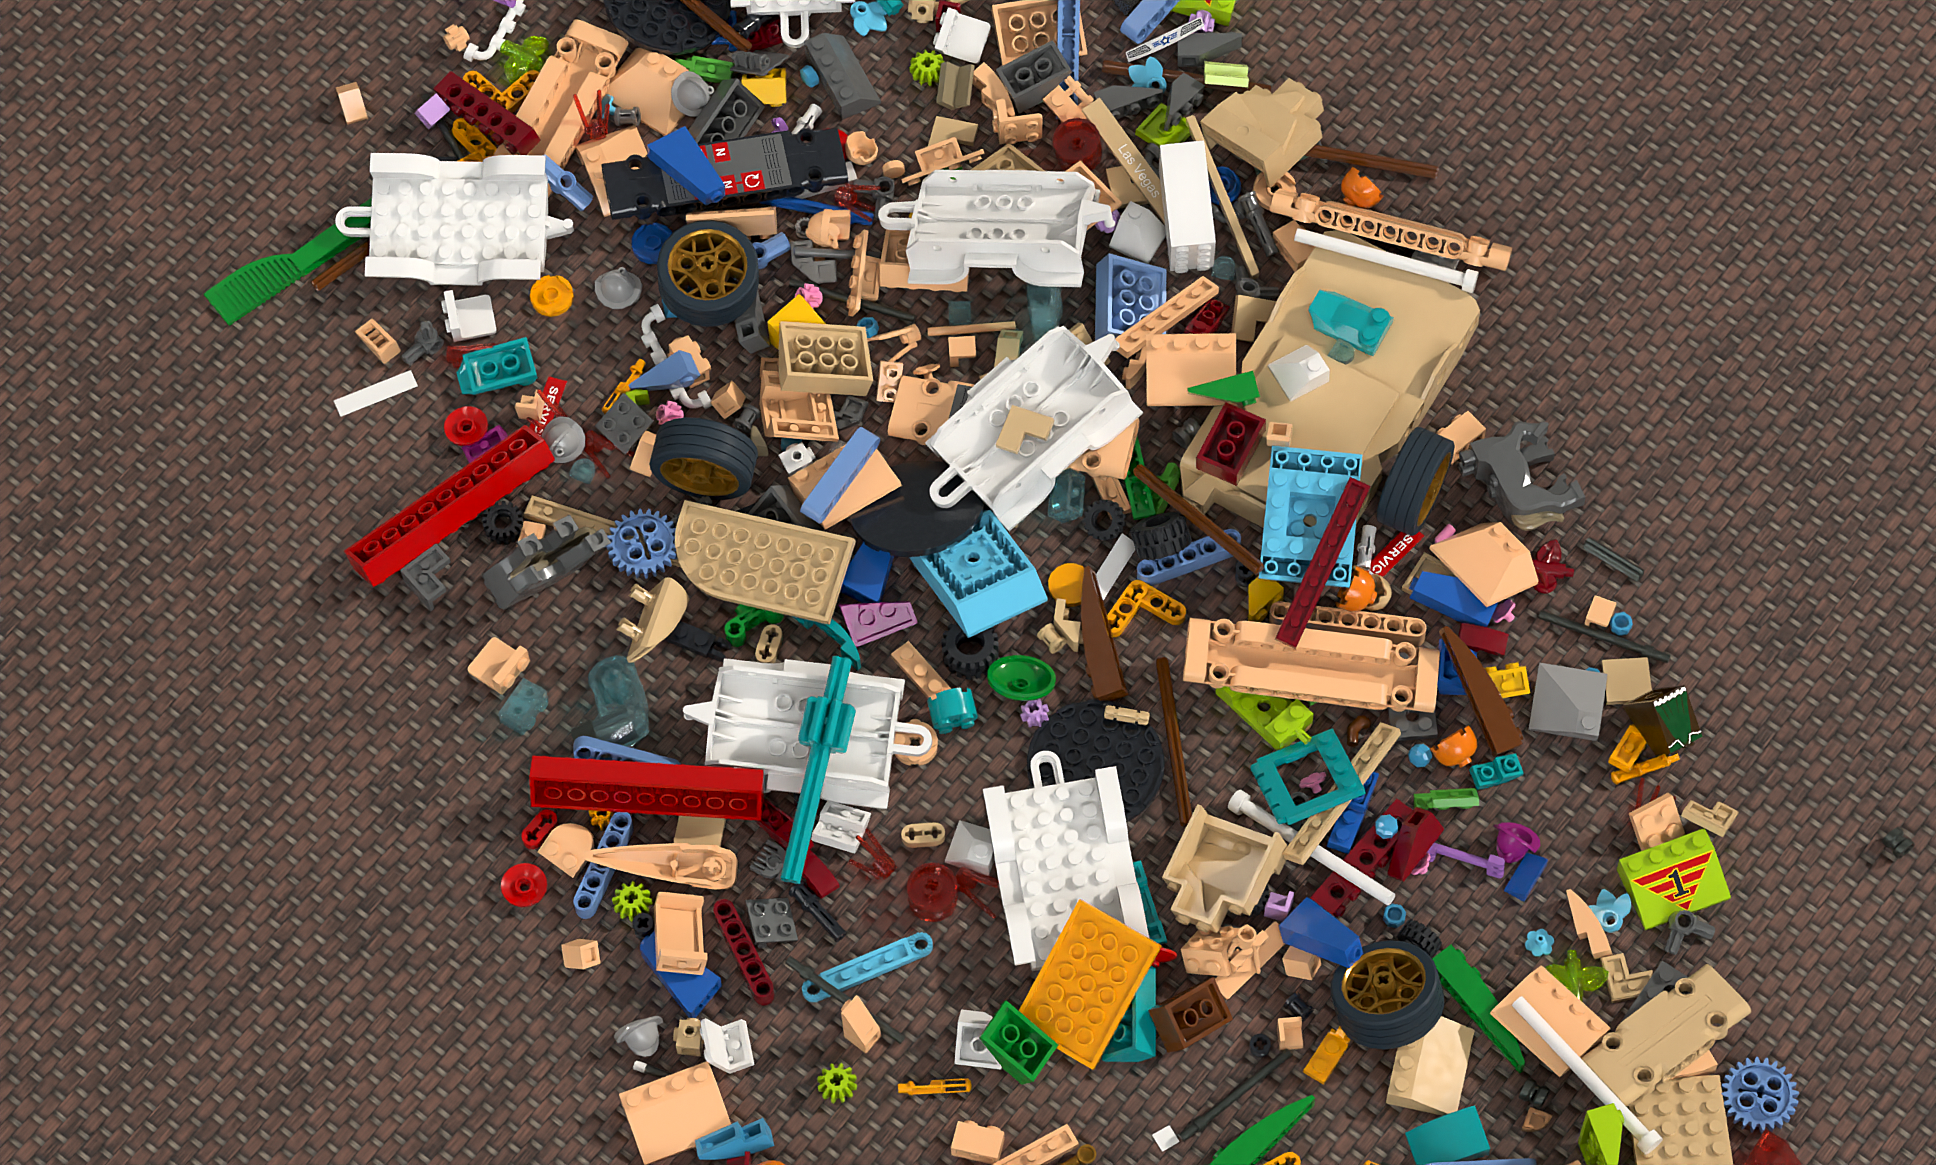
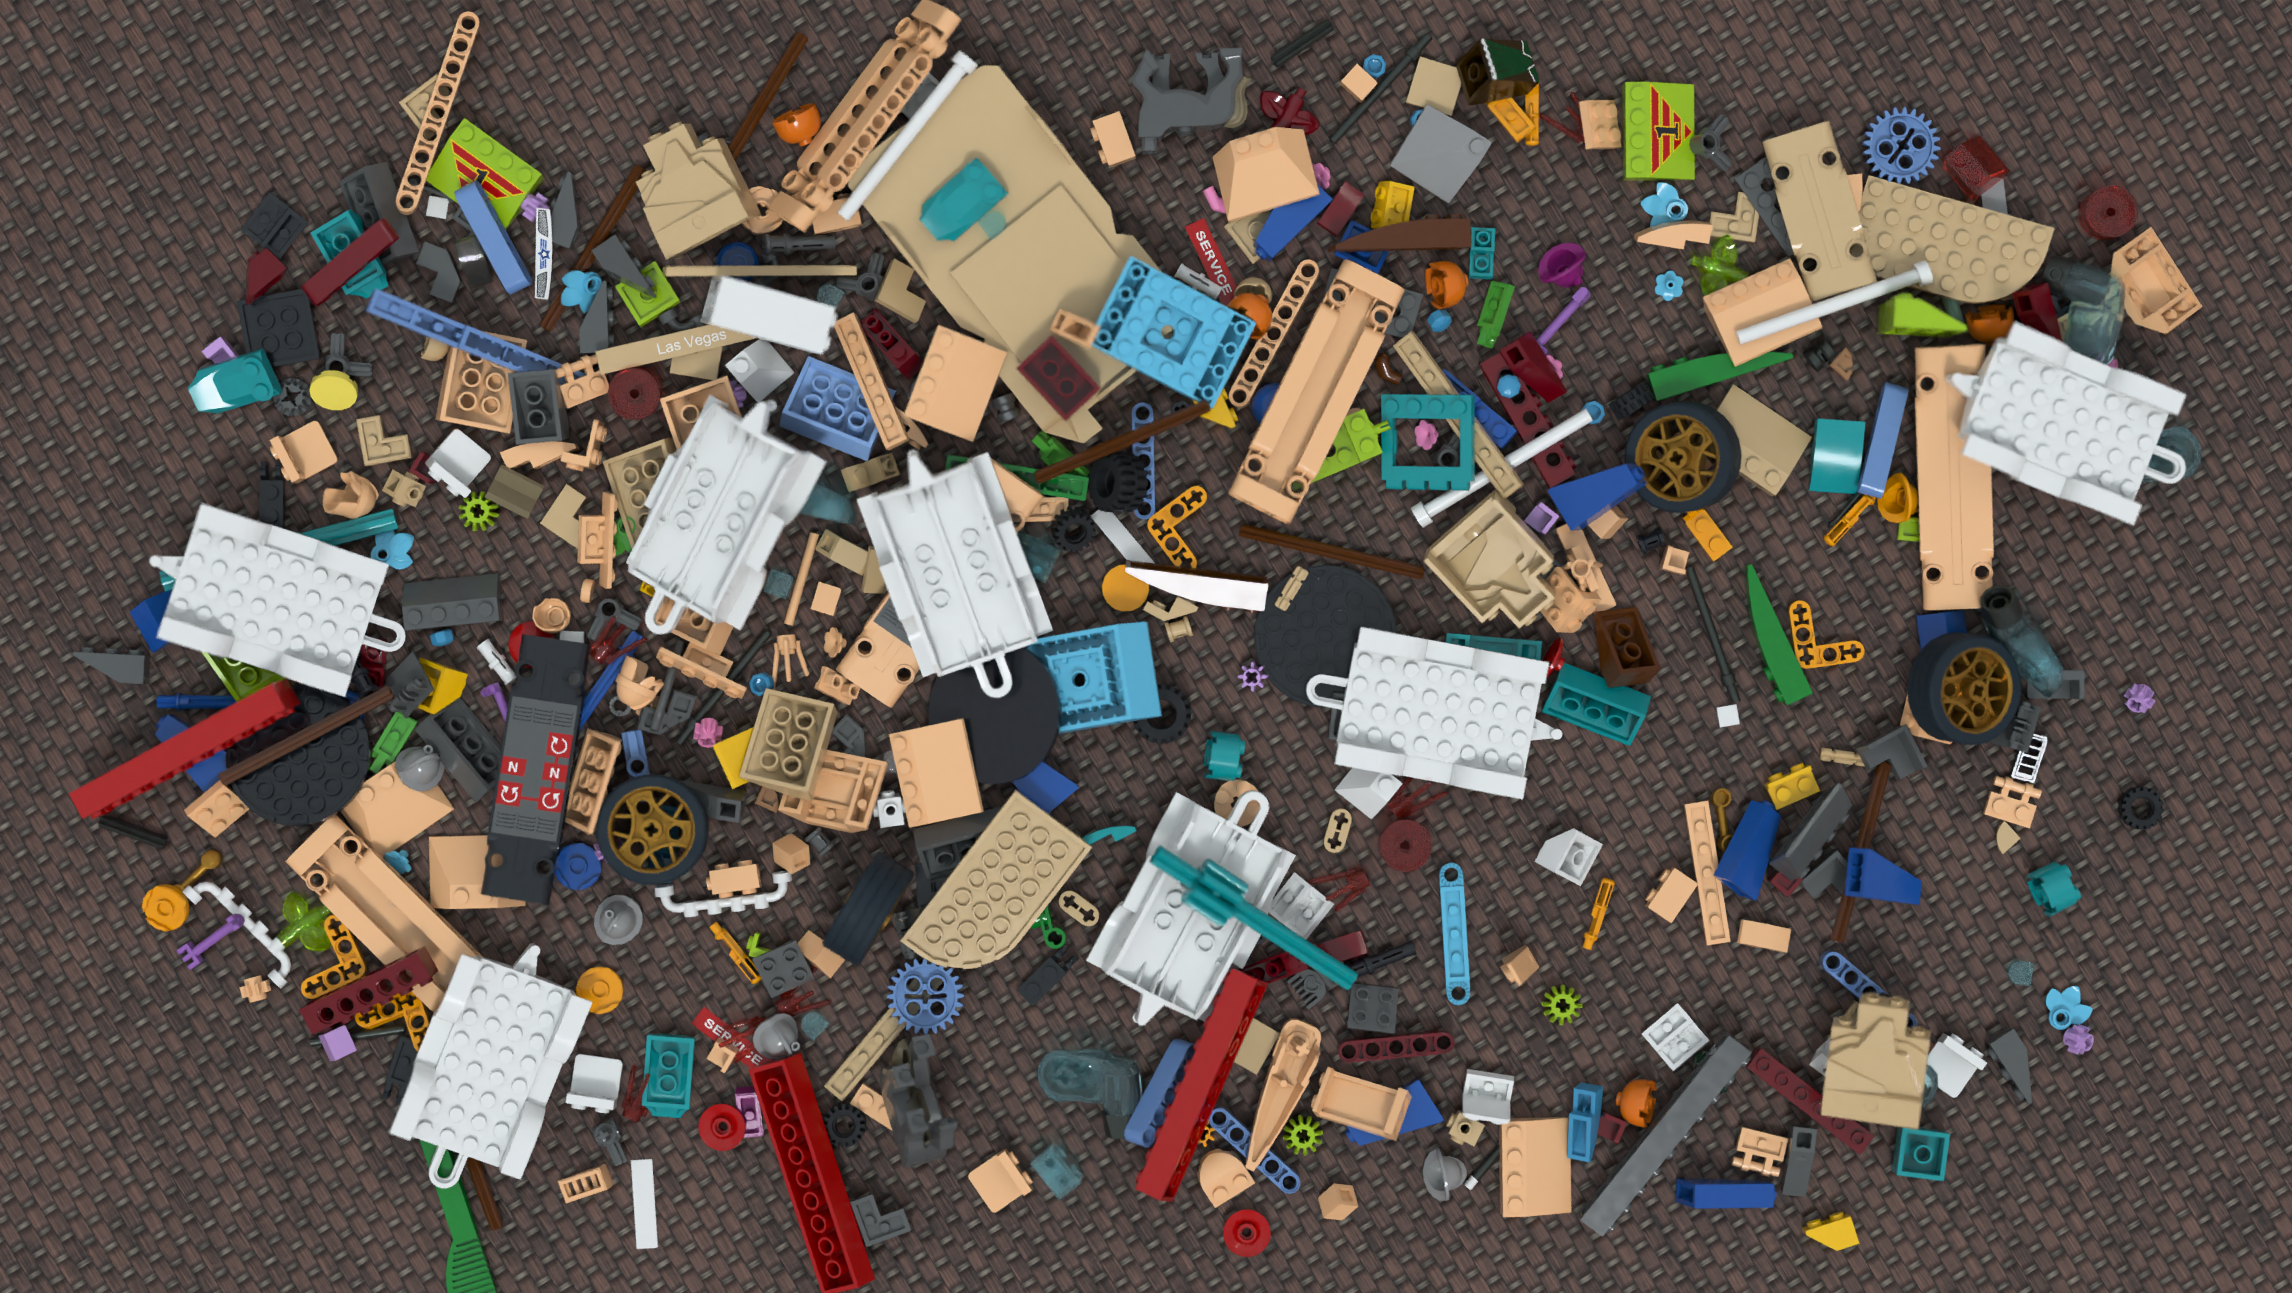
camera: 75 degrees left, 25 degrees up
(351, 103) = (289, 1121): light nougat slope -> none
(535, 827) = (1196, 1194): red beam -> none
(572, 191) = (489, 930): medium blue piece -> none
(598, 127) = (423, 879): clear red plant -> none
(627, 116) = (419, 842): dark grey bush -> none
(644, 920) = (1330, 1139): black bush -> none
(660, 616) = (1019, 1010): tan piece -> none
(668, 412) = (788, 919): bright pink gear -> none
(674, 372) = (751, 905): medium blue slope -> none
(687, 164) = (520, 808): blue slope -> none
(759, 442) = (852, 842): dark tan slope -> none
(807, 973) = (1446, 995): pearl dark grey bar -> none
(840, 475) = (935, 777): medium blue beam -> none
(875, 620) = (1095, 795): wing -> none
(919, 670) = (1164, 769): light nougat plate -> none
(1017, 1043) = (1597, 823): green slope -> none
(1021, 678) = (1205, 669): green dish -> none
(1022, 423) = (960, 584): tan tile -> none
(1088, 982) = (1563, 736): light orange plate -> none
(1226, 74) = (608, 206): yellowish green slope -> none
(1233, 389) = (1000, 360): green slope -> none
(1253, 1042) = (1679, 587): black bush -> none
(1300, 372) = (1000, 277): white slope -> none
(1322, 563) = (1227, 341): dark red tile -> none
(1415, 481) = (1163, 209): black wheel -> none
(1526, 876) = (1600, 271): blue slope -> none
(1715, 820) = (1618, 69): tan tile -> none

